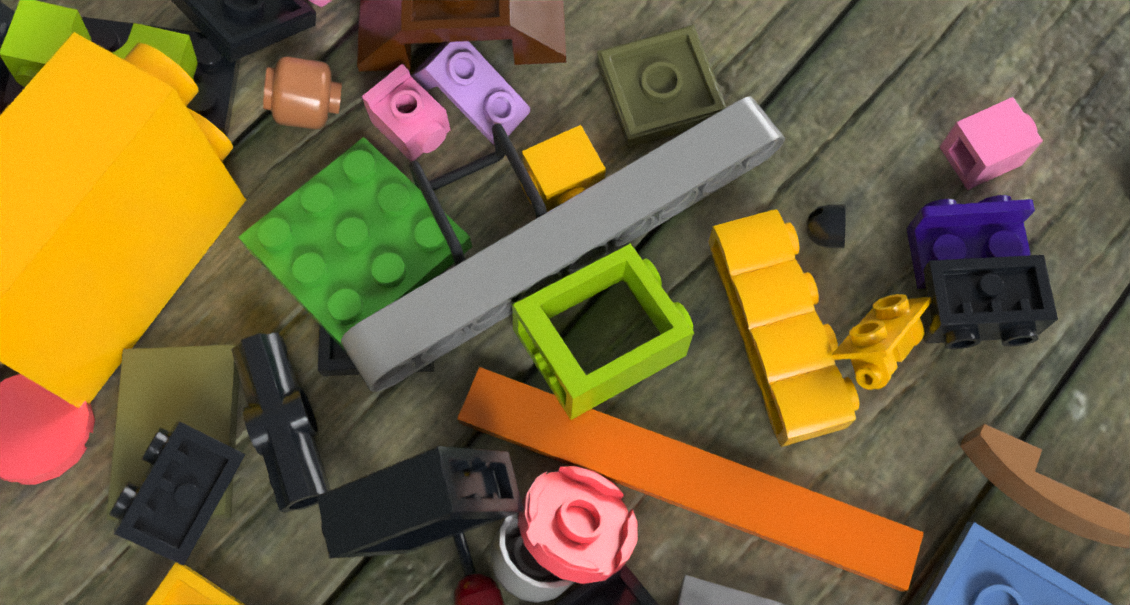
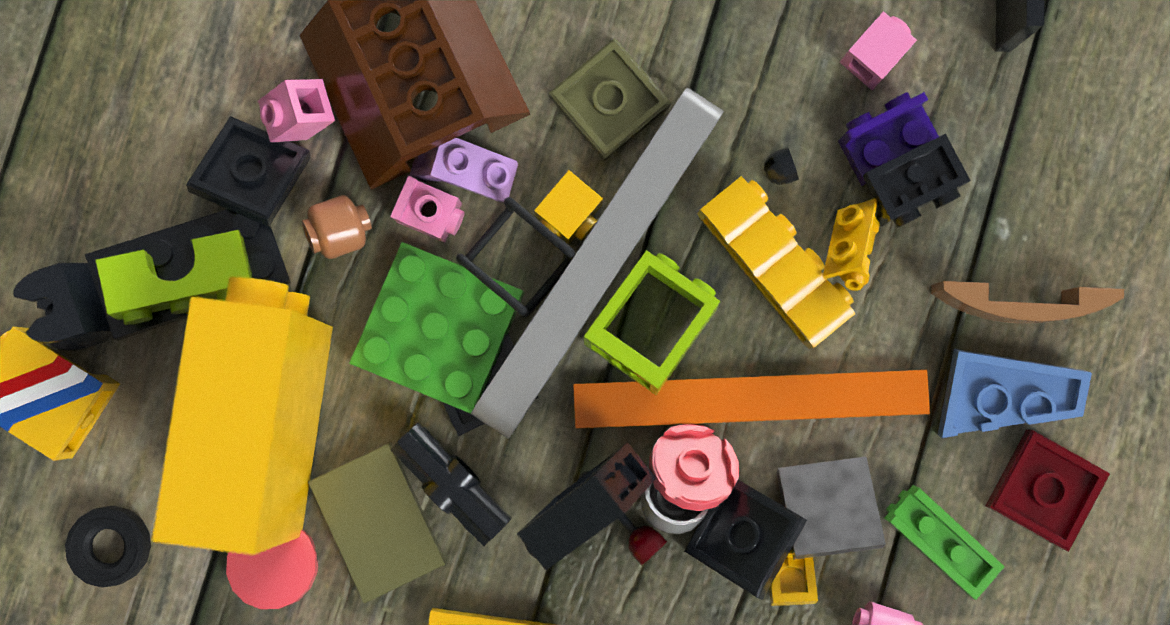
camera: 25 degrees left, 15 degrees up
(177, 491) = (406, 566): black bracket -> none

